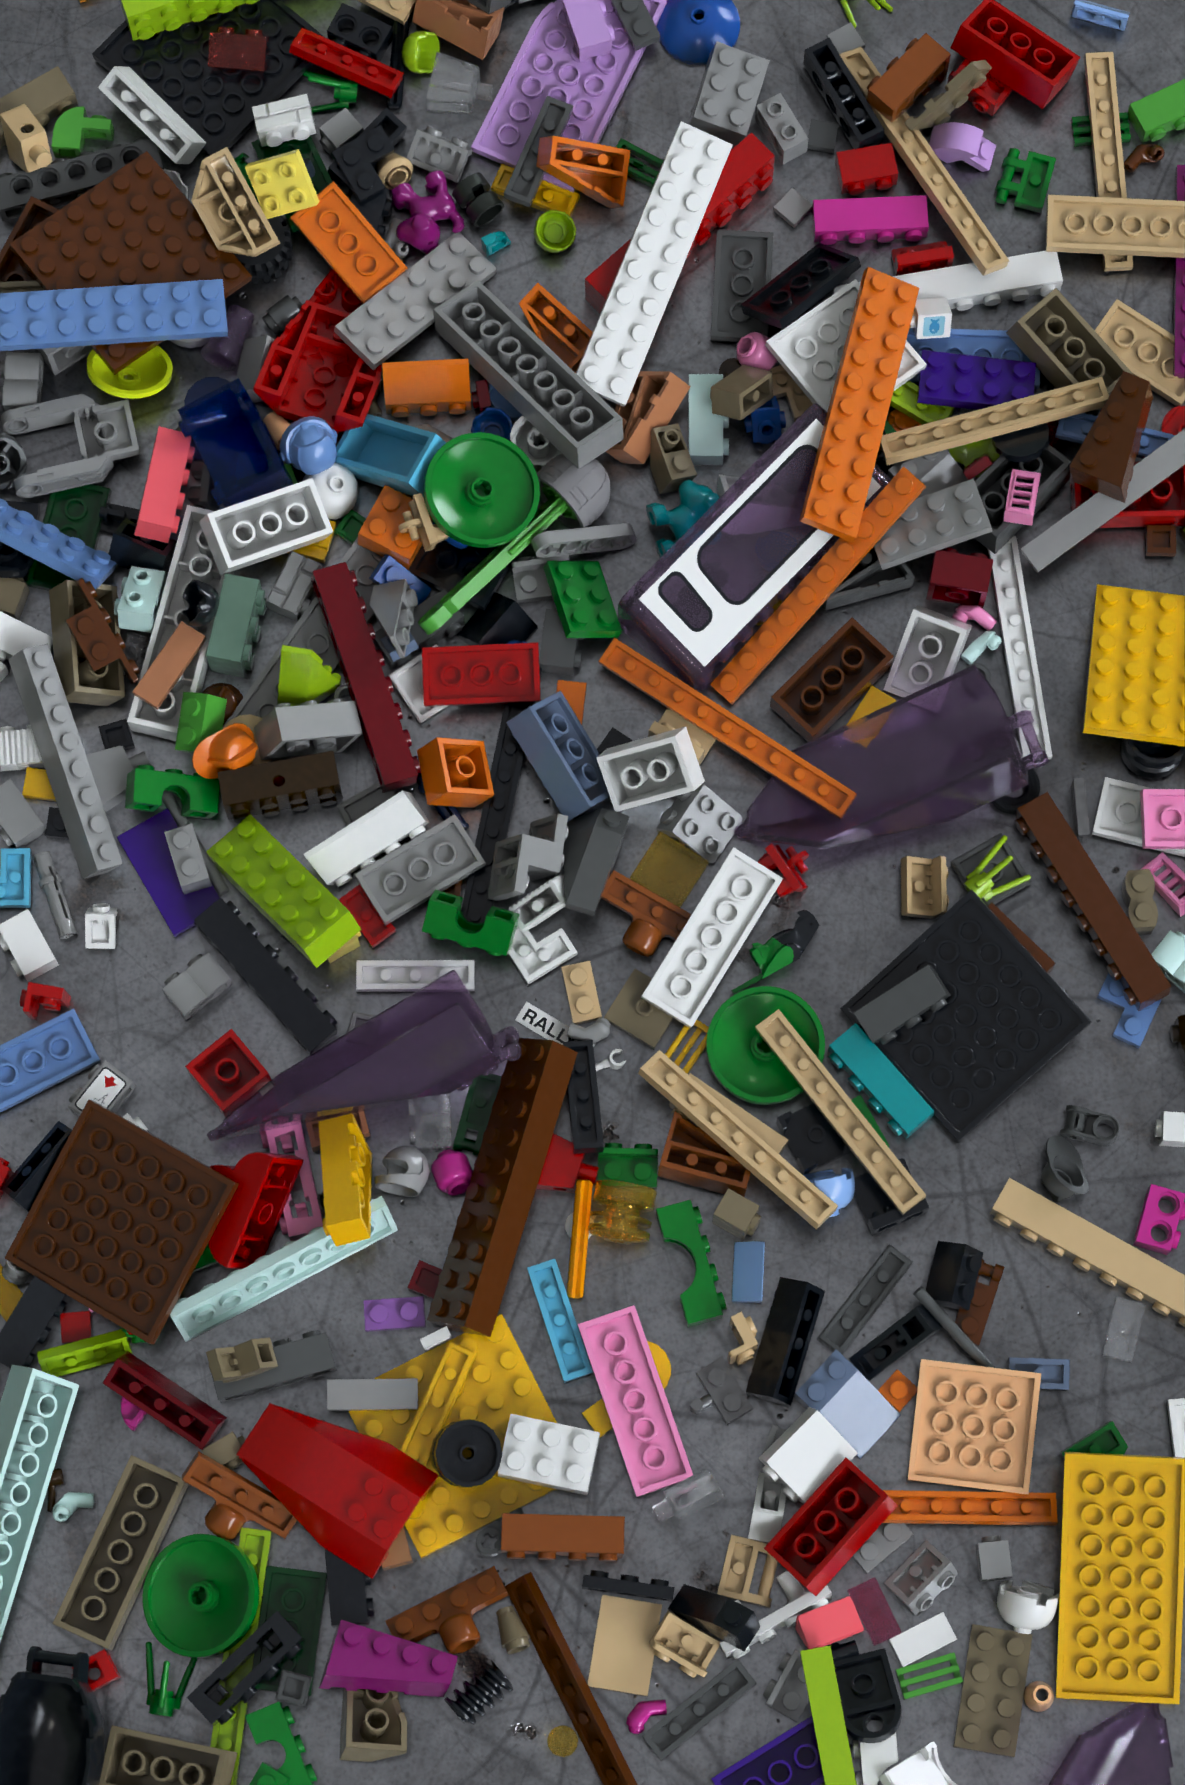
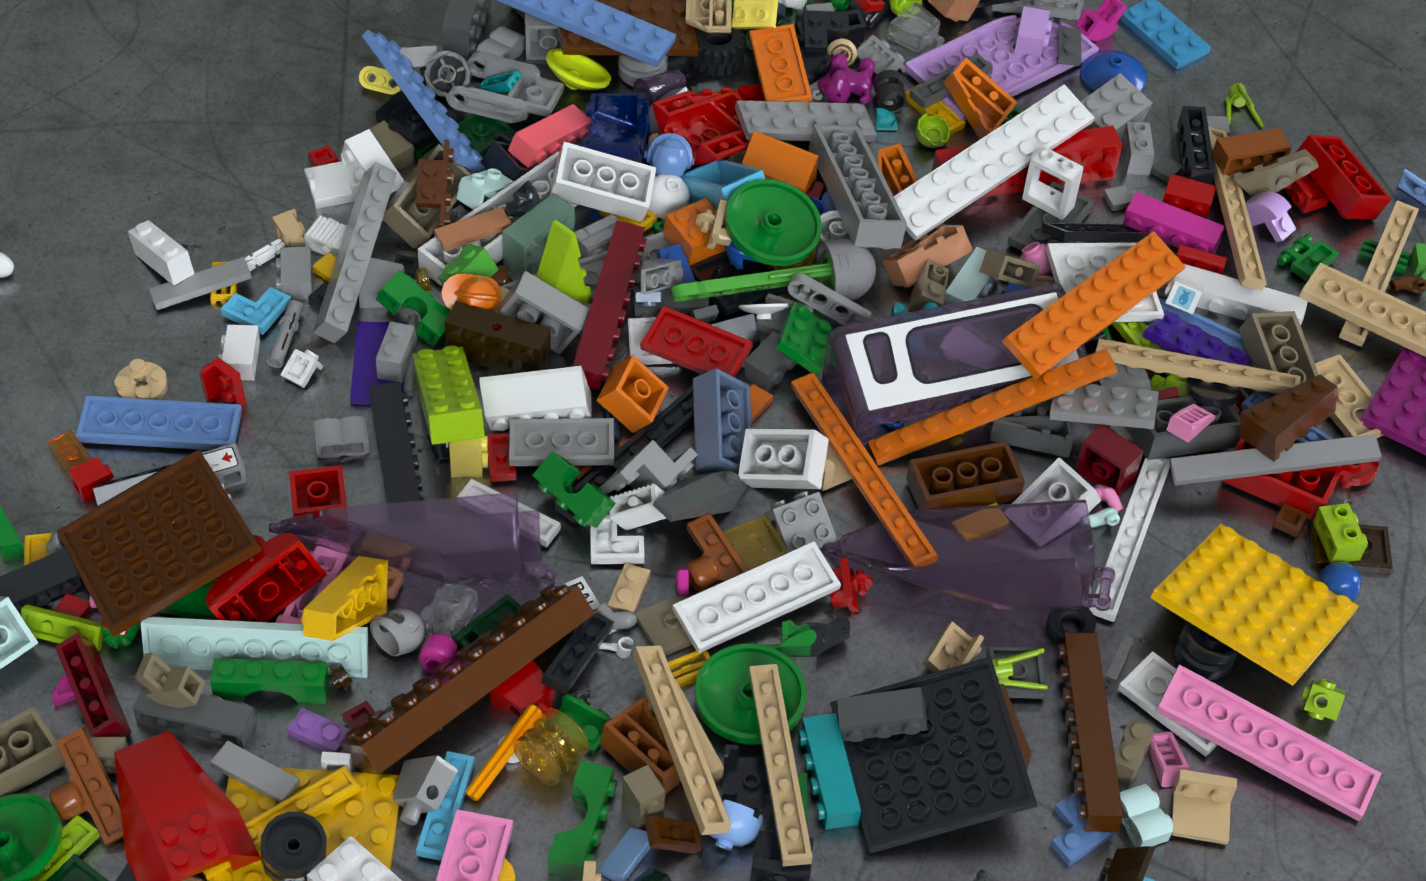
camera: 25 degrees right, 25 degrees down
(56, 443) = (501, 82): none -> teal tile
(149, 747) = (423, 279): none -> clear yellow tile
(315, 1292) = (299, 679): none -> green arch
(378, 1250) = (339, 677): none -> dark brown plate
(466, 631) = (705, 314): none -> dark grey tile
(520, 586) = (763, 311): none -> white dish
(532, 1320) = (422, 786): none -> light grey torso
(630, 959) = (682, 581): none -> dark pink tile
(716, 243) = (1046, 197): none -> white window
(781, 1233) = (673, 834): none -> reddish brown plate

